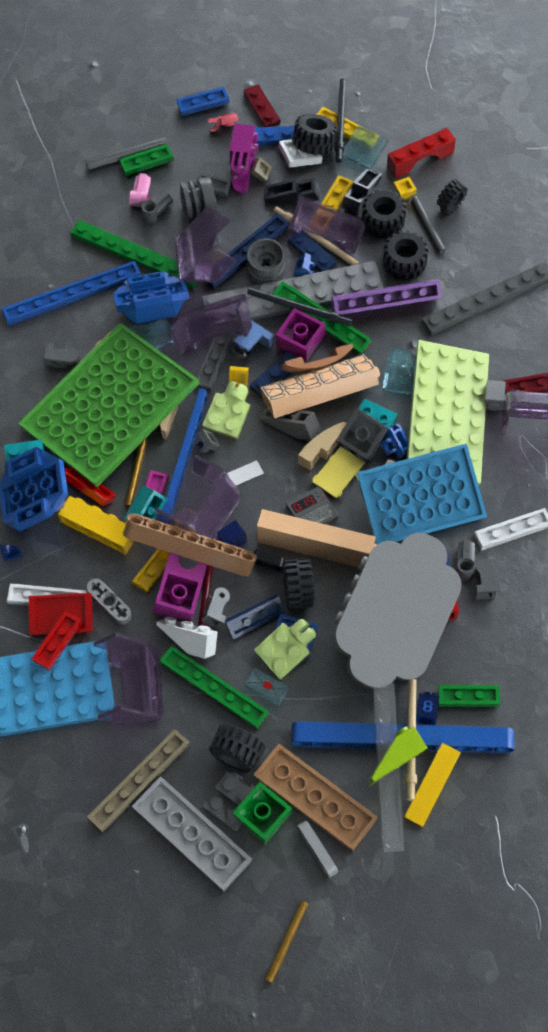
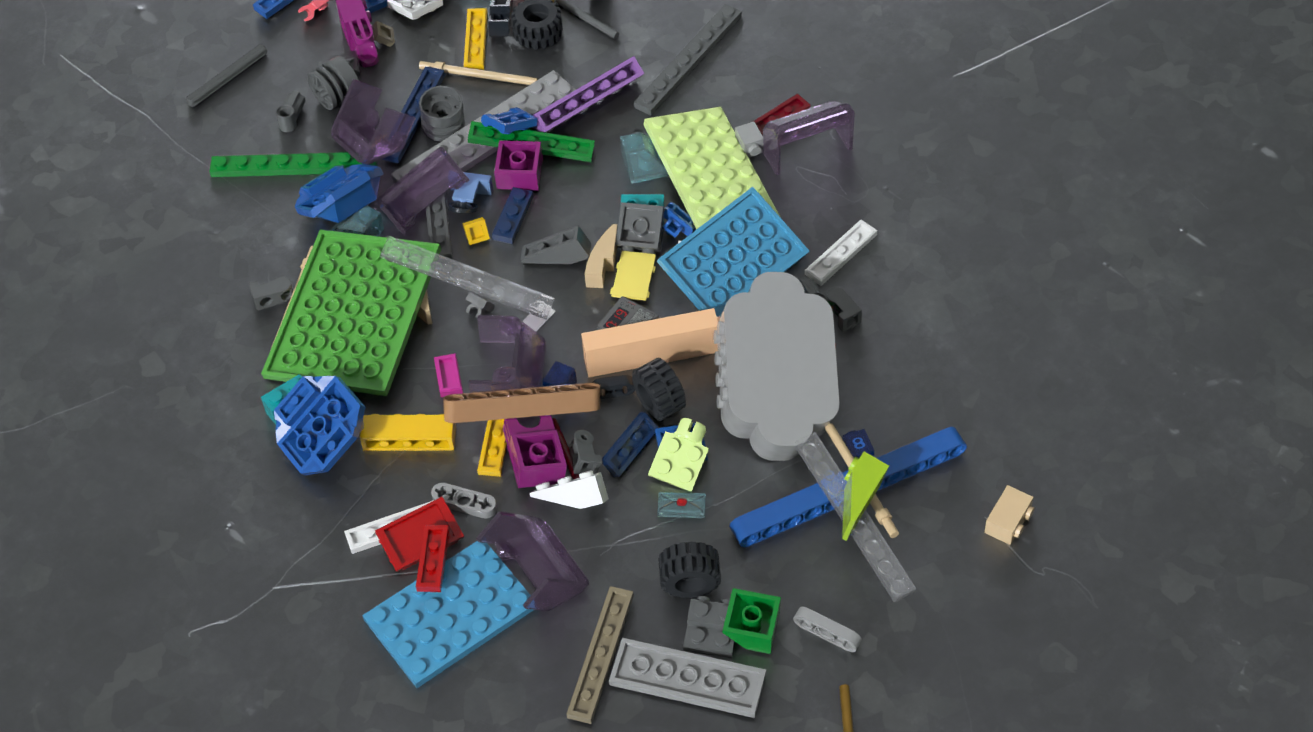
camera: 25 degrees left, 10 degrees down
(10, 551) = (325, 500): clear blue tile -> none
(69, 293) = (242, 230): blue tile -> none
(100, 494) = (394, 402): red plate -> none
(135, 473) = (419, 369): pearl gold bar -> none
(141, 190) = (265, 104): bright pink piece -> none
(146, 159) = (253, 72): green plate -> none
(146, 503) = (450, 381): teal brick -> none
(185, 452) = (464, 331): blue tile -> none
(205, 418) = (467, 277): none -> clear plate
(214, 687) = (624, 528): green plate -> none
(228, 411) = (485, 257): yellowish green plate -> none
(288, 191) = (428, 41): black slope -> none
(297, 365) = (535, 194): nougat slope -> none
(303, 264) = (482, 103): blue tile -> none
(304, 244) = (482, 88): dark blue plate -> none
(311, 294) = (510, 121): none -> blue plate
(315, 797) = (797, 581): medium nougat plate -> none
(320, 385) = (567, 202): light nougat brick -> none
(326, 223) = (486, 53): clear purple windscreen -> none
(332, 317) = (544, 134): black bar -> none
(405, 243) = (582, 51): black tyre -> none
(432, 784) = (906, 513): yellow tile -> none
(469, 695) = (892, 418): green plate -> none
(514, 826) = (1009, 515): none -> tan brick

